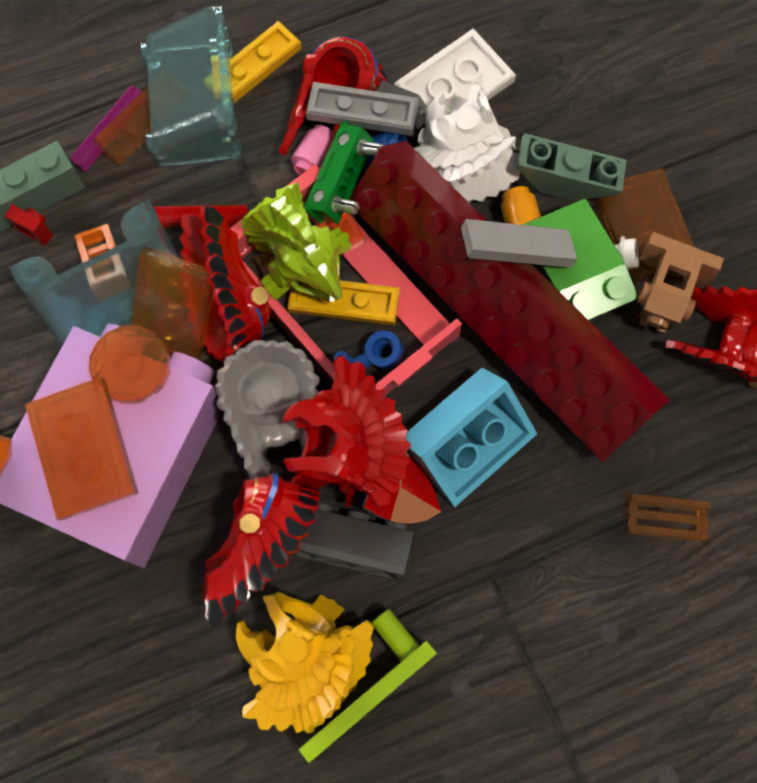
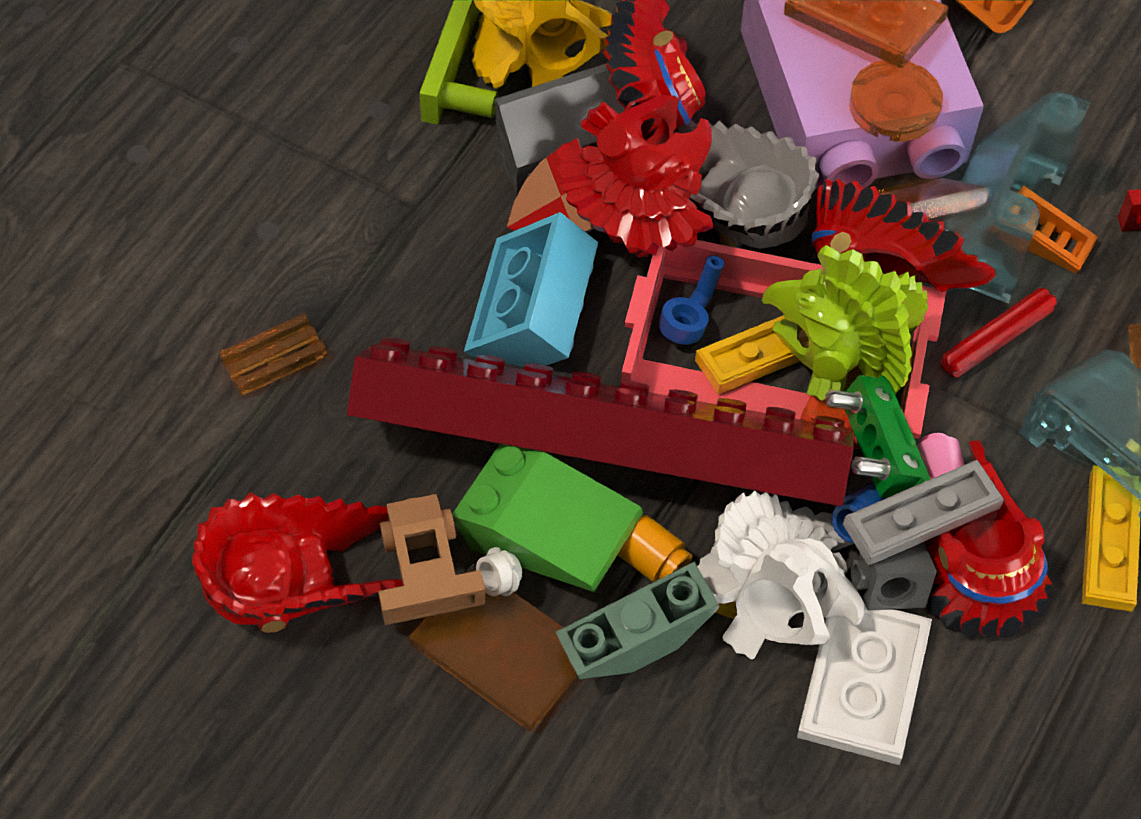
camera: 140 degrees right, 15 degrees down
(518, 243) = (620, 444): light grey tile -> none

